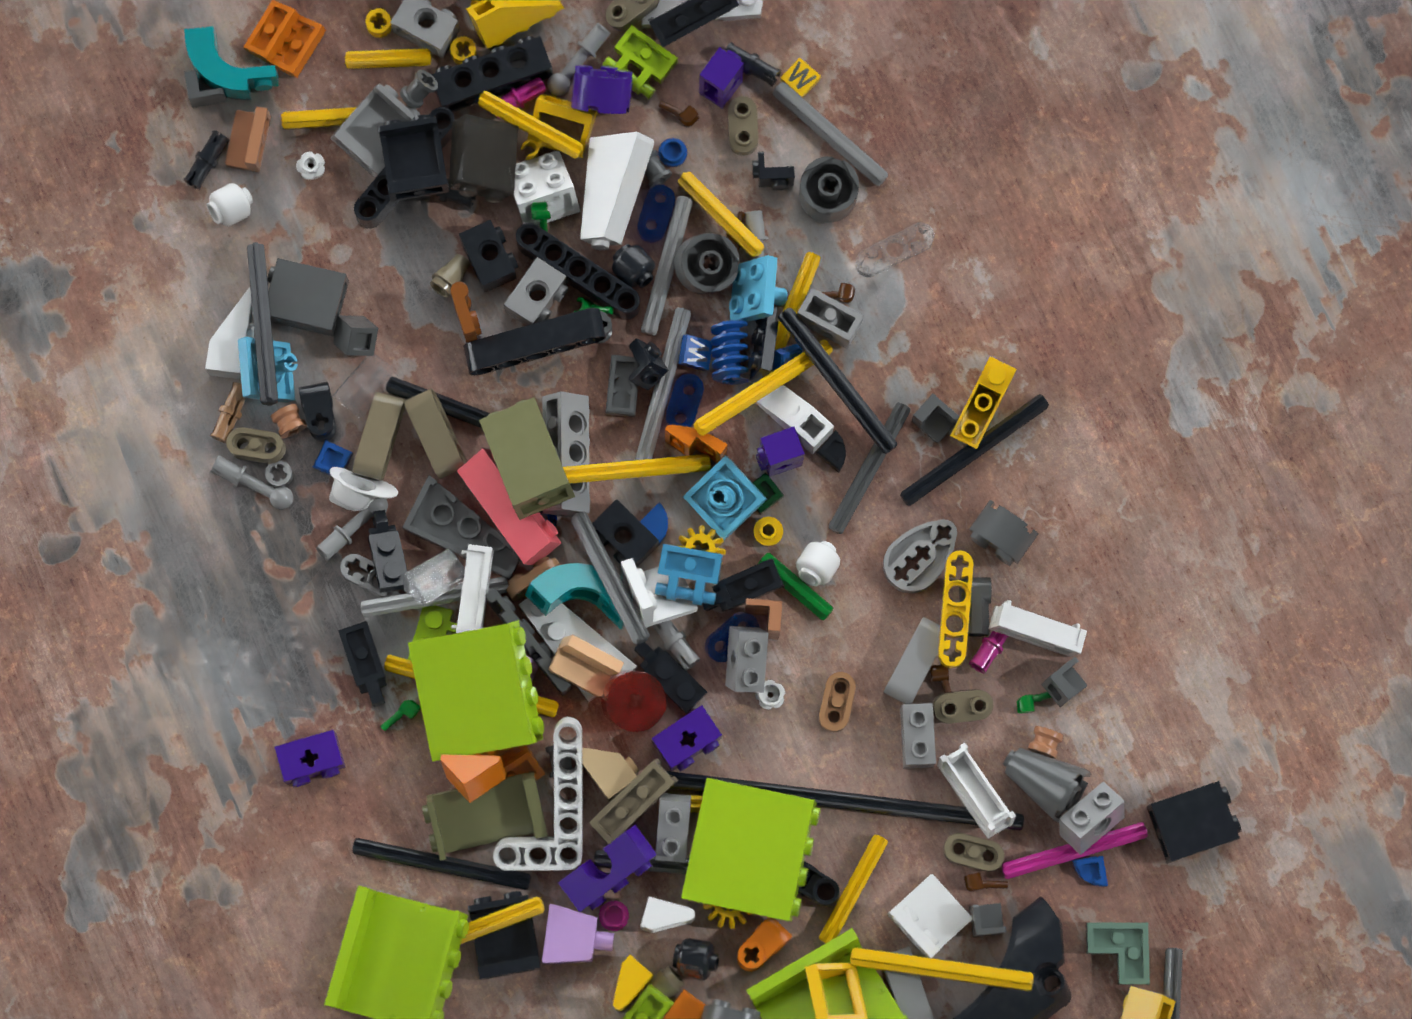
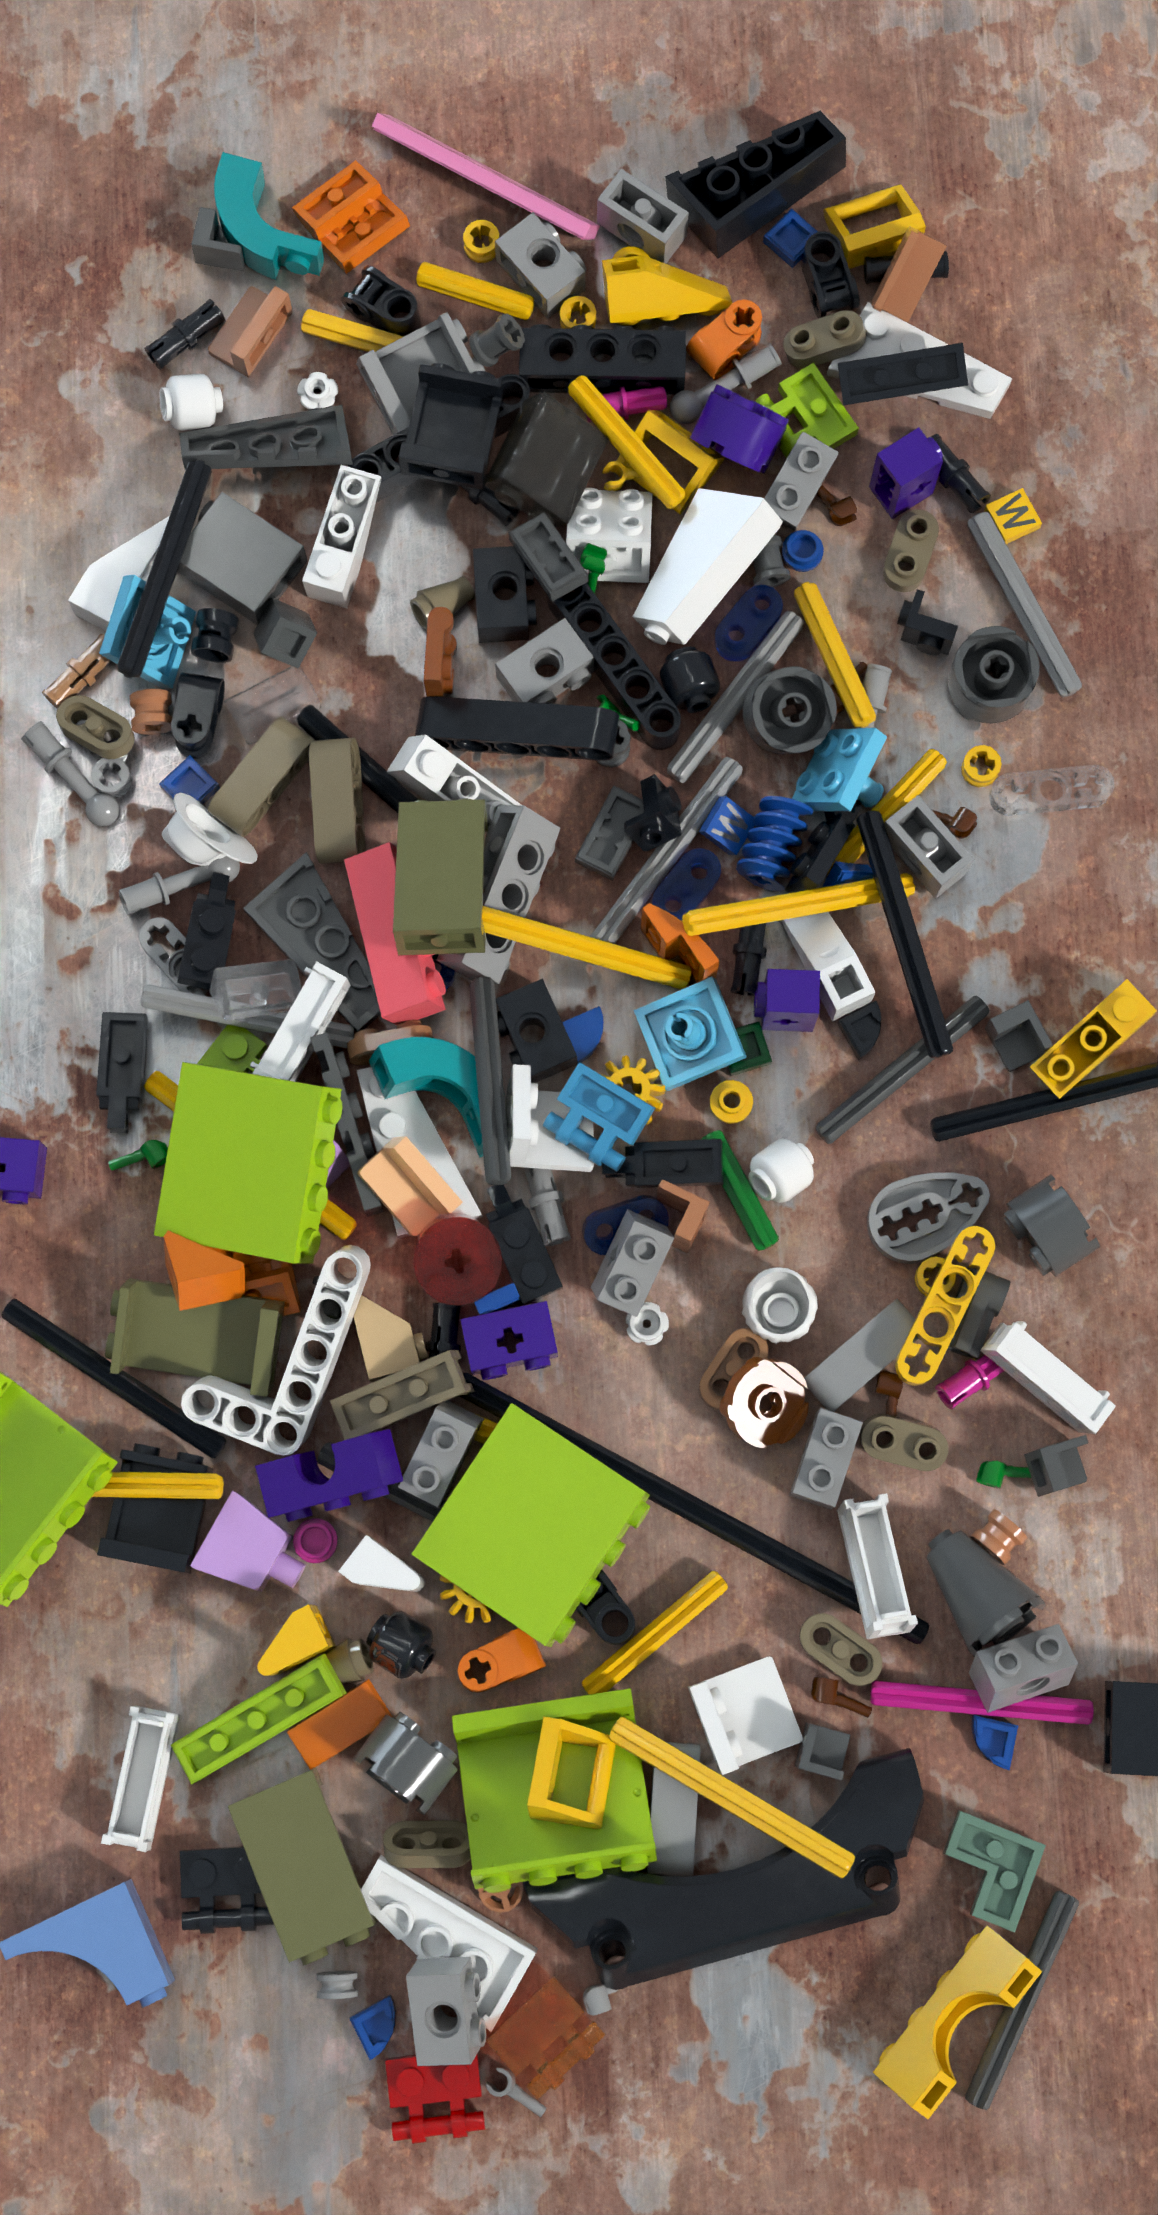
camera: 25 degrees right, 0 degrees up
(305, 206) = (285, 440): none -> dark grey wing
(309, 354) = (214, 635): none -> black wheel
(326, 88) = (378, 299): none -> black piece
(368, 257) = (342, 537): none -> white slope
(498, 391) = (441, 776): none -> white slope
(510, 221) = (548, 556): none -> dark grey plate
(566, 33) = (723, 341): none -> orange piece
(642, 749) = (444, 1329): none -> black pin
(654, 108) = (800, 479): none -> light grey brick
(669, 716) = (498, 1299): none -> blue tile
(742, 431) = (748, 959): none -> black pin
(838, 258) = (990, 757): none -> yellow bush
(850, 649) = (779, 1305): none -> white hair
(851, 715) = (743, 1396): none -> plate
(935, 587) = (928, 1265): none -> yellow bush

